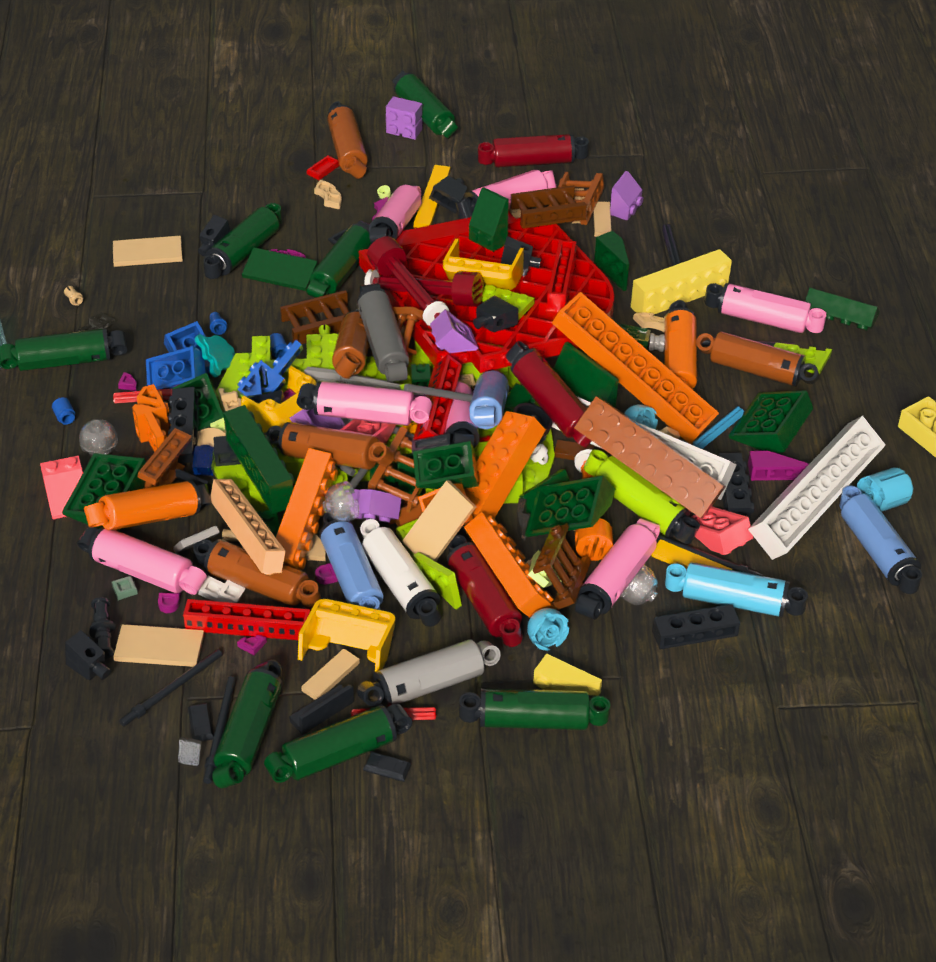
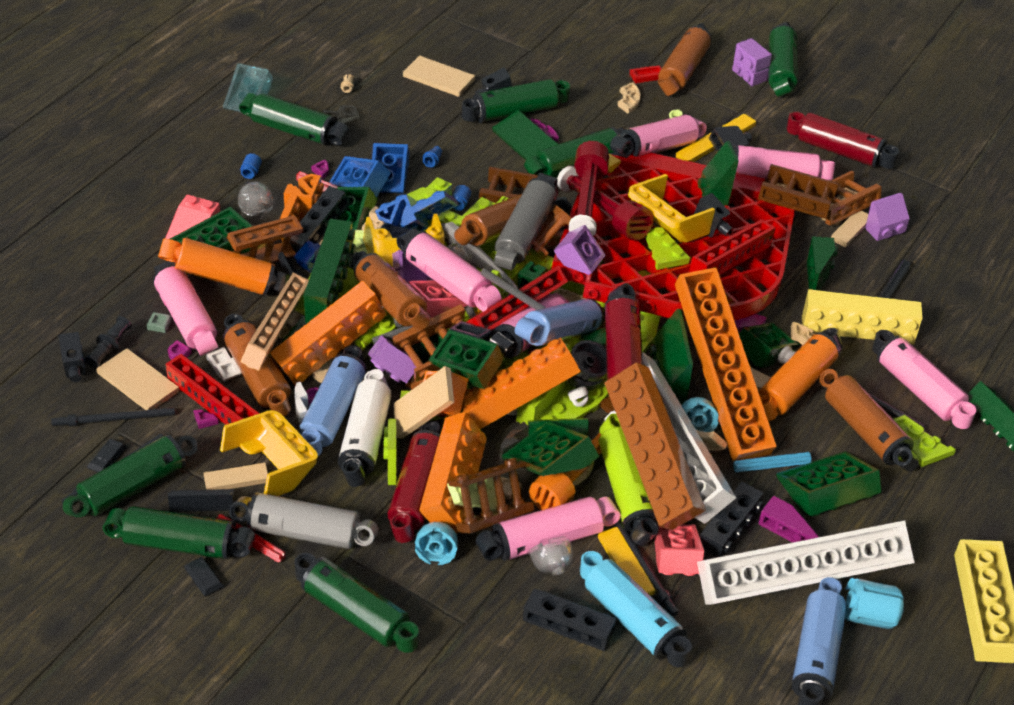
camera: 35 degrees right, 0 degrees up
(190, 541) = (247, 313): light grey tile -> none
(190, 751) = (73, 472): clear smoke slope -> none
(216, 351) = (403, 177): teal tile -> none
(327, 589) = (301, 402): none -> white slope
(340, 502) = (358, 341): clear cylinder -> none
(495, 315) = (635, 254): black torso -> none
(561, 676) = (409, 592): light yellow slope -> none

